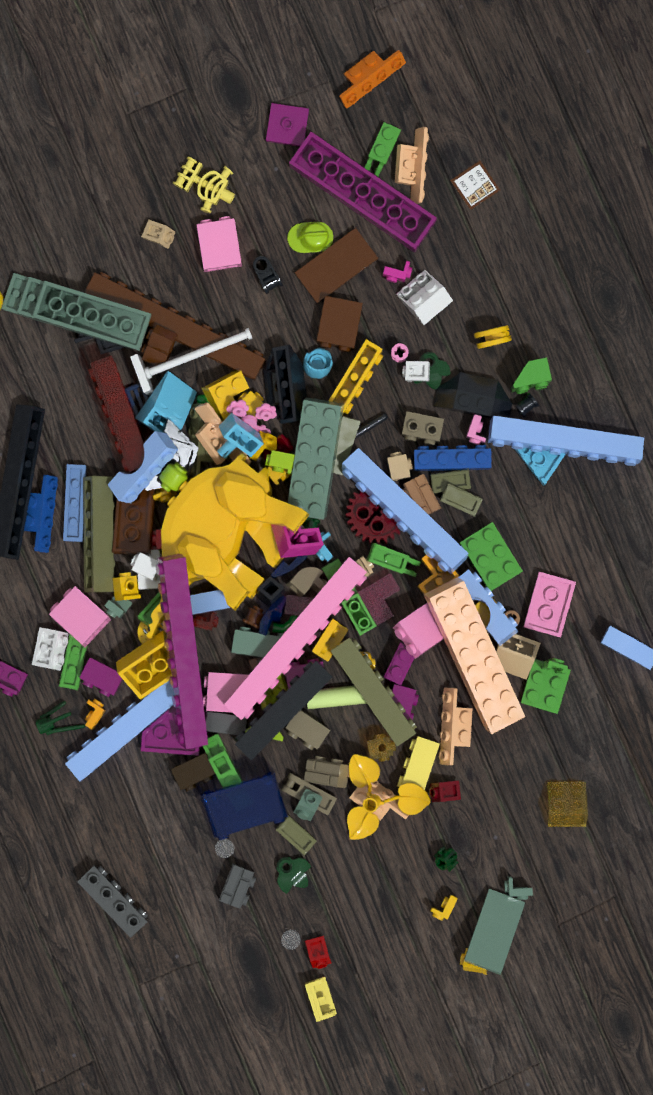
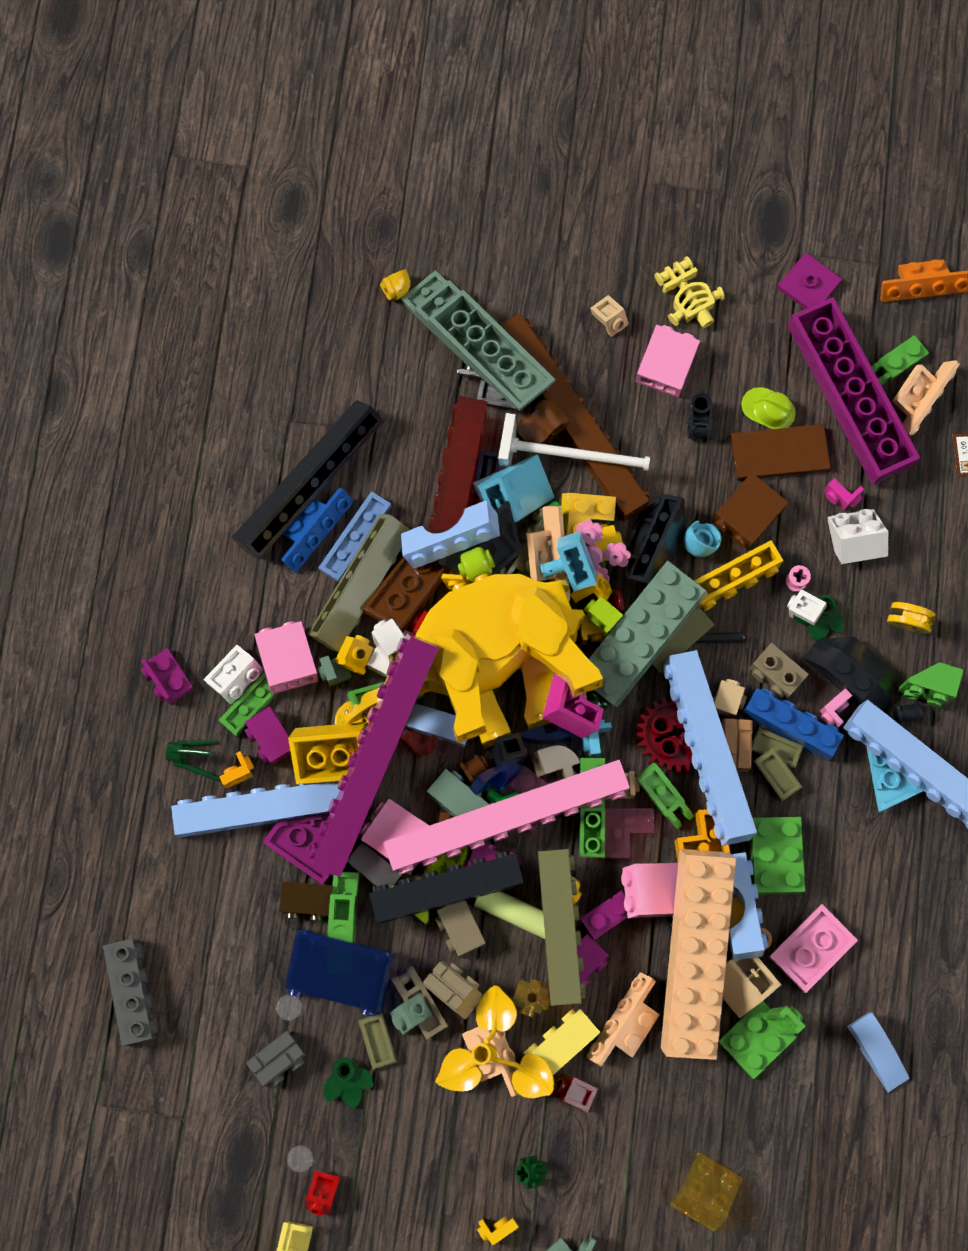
camera: 30 degrees right, 10 degrees down
(331, 638) = (546, 839): yellow bracket -> none

